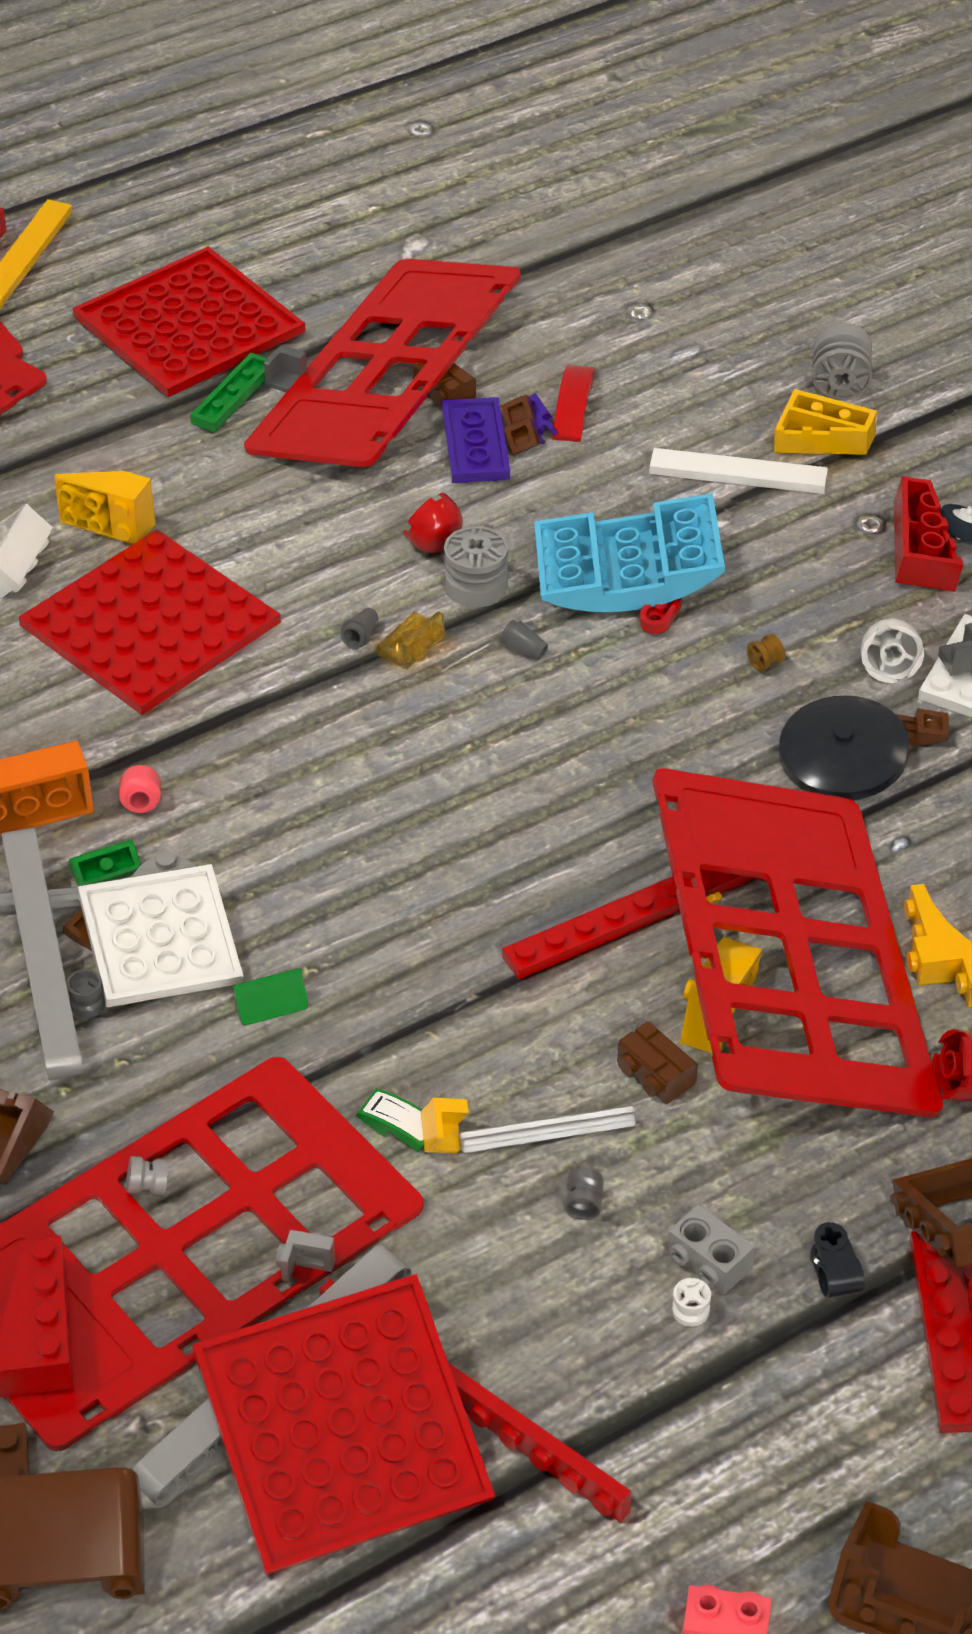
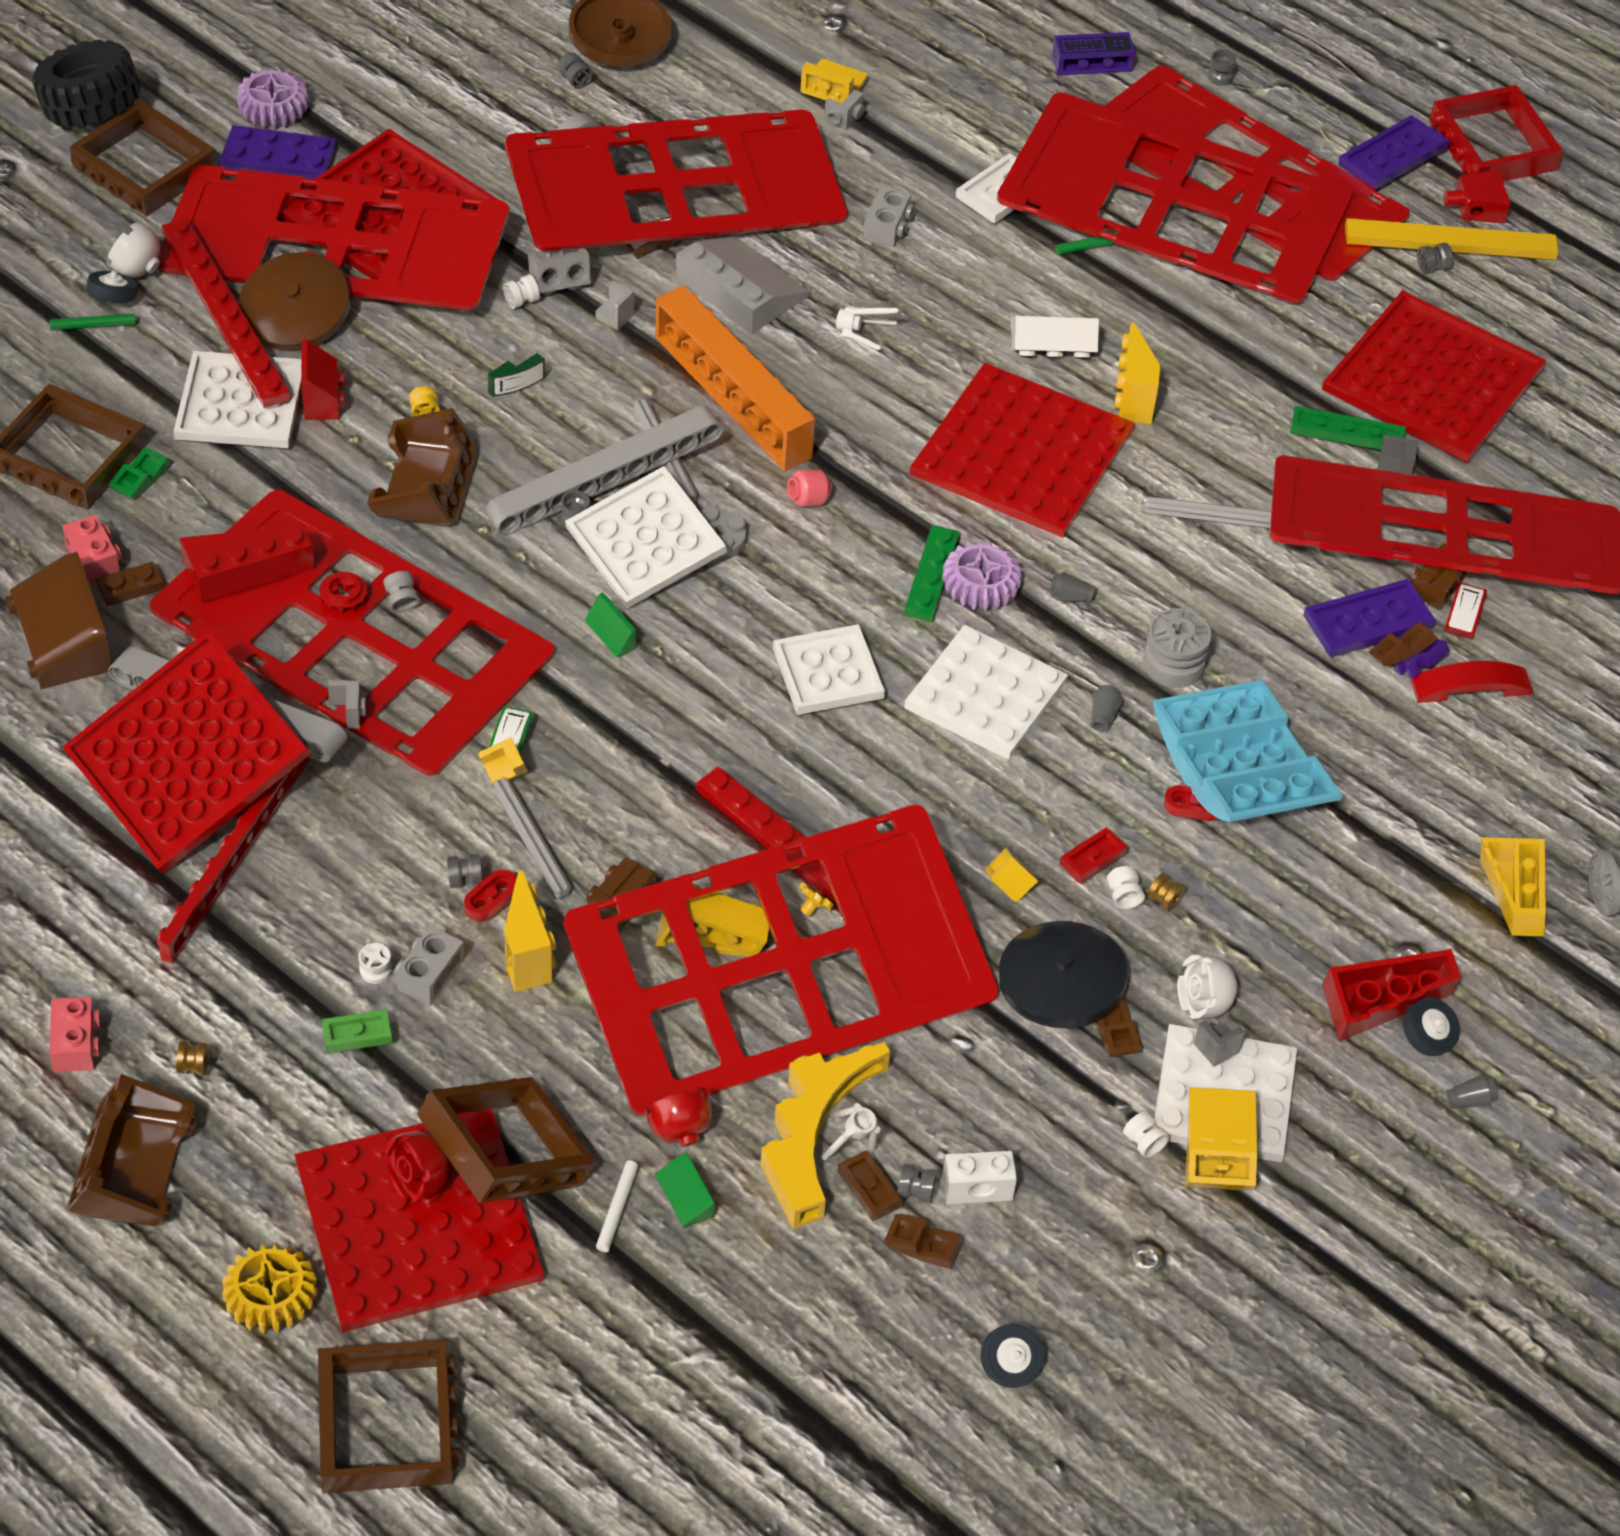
camera: 70 degrees right, 5 degrees up
(38, 278) = (1434, 257): none -> flat silver wheel
(105, 864) = (723, 491): green slope -> none
(134, 1223) = (349, 583): none -> red gear
(293, 726) = (928, 579): none -> green plate
(297, 509) = (1207, 512): none -> light grey axle
(319, 686) = (981, 576): none -> lavender gear
(399, 832) = (828, 669): none -> white plate
(412, 639) = (1069, 627): clear yellow bracket -> none
(434, 524) = (1220, 606): red cylinder -> none
(467, 723) = (986, 691): none -> white plate
(492, 379) = (1465, 610): none -> white slope
(626, 1180) = (488, 896): none -> red plate
(701, 1146) = (527, 943): none -> yellow slope
(705, 692) = (1093, 855): none -> red plate
(714, 754) = (1011, 875): none -> yellow panel
(738, 470) = (1431, 833): white tile -> none
(753, 678) = (1126, 889): none -> white wheel
(783, 1336) = (356, 1031): none -> bright green plate
(788, 1502) = (192, 1058): none -> pearl gold wheel
(835, 1261) = (438, 1055): black piece -> none

